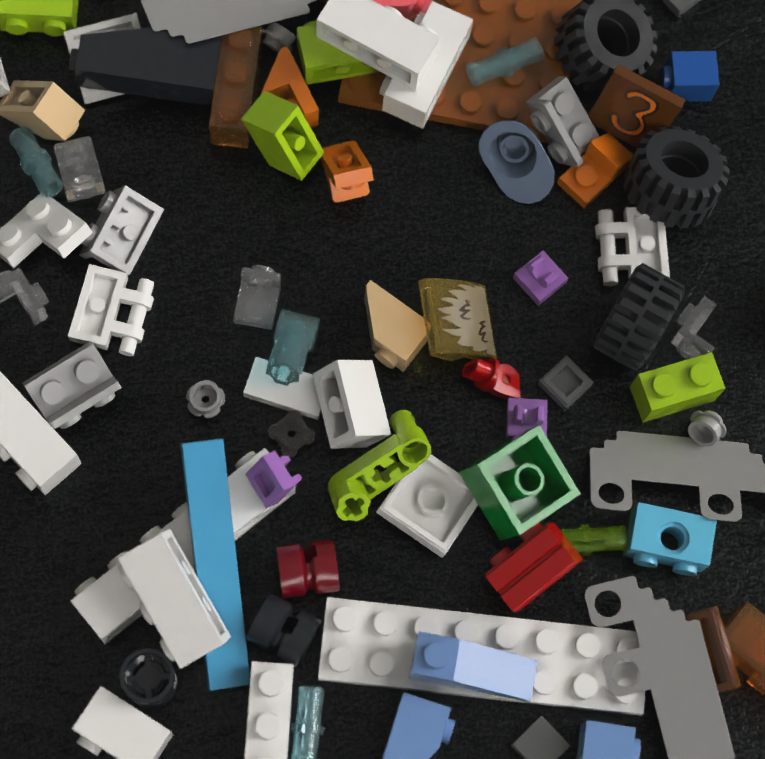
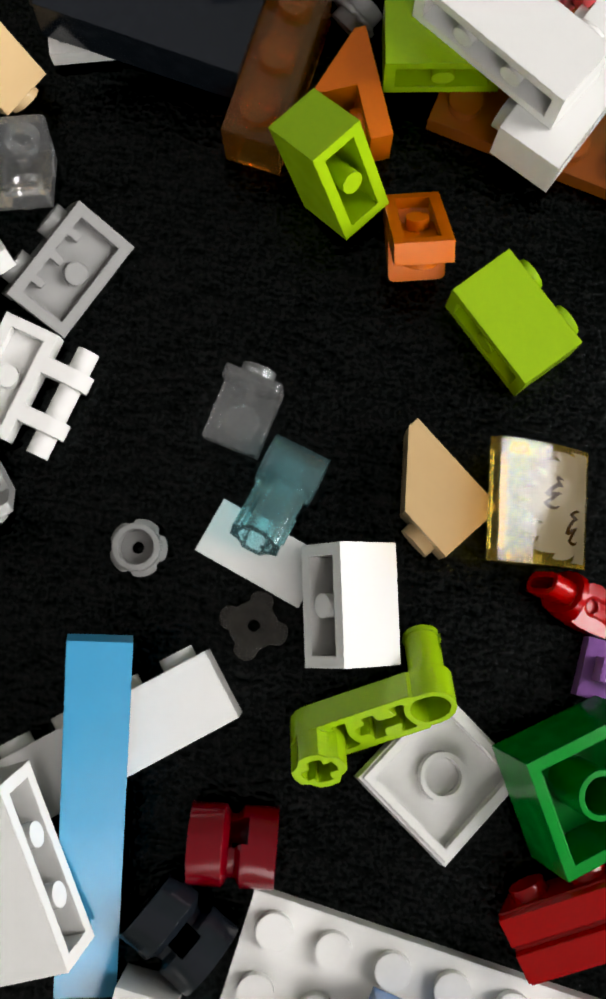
camera: 25 degrees right, 10 degrees up
(271, 478) = (201, 712): medium lavender tile -> none
(419, 212) = (513, 321): none -> lime brick

